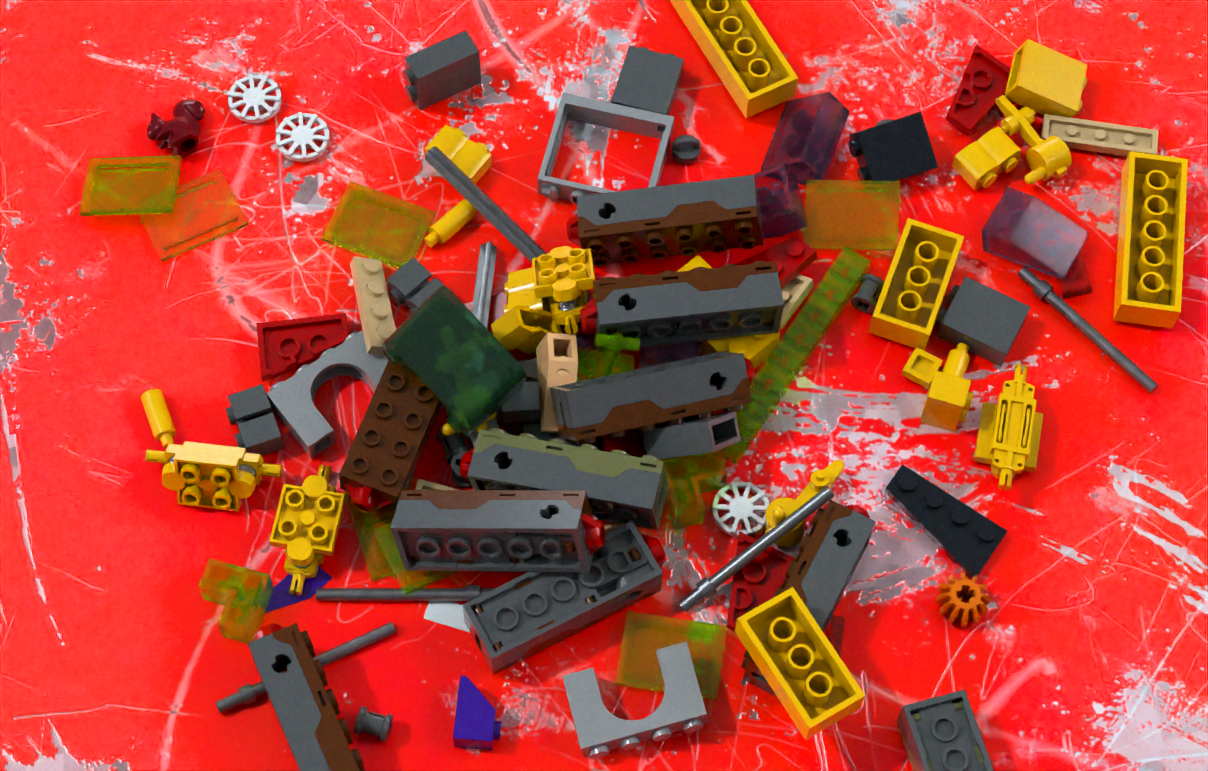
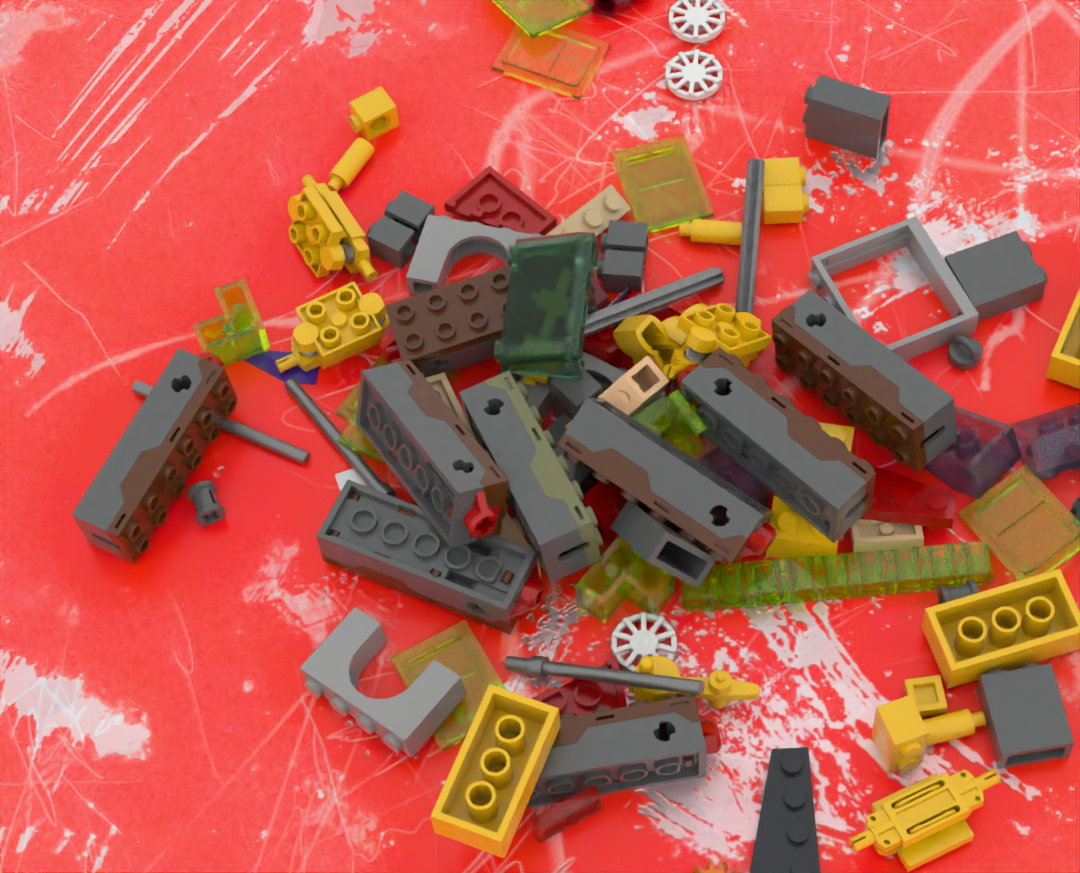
camera: 60 degrees right, 5 degrees down
(129, 367) = (373, 114): none -> yellow brick
(474, 719) = (269, 570): dark purple slope -> none

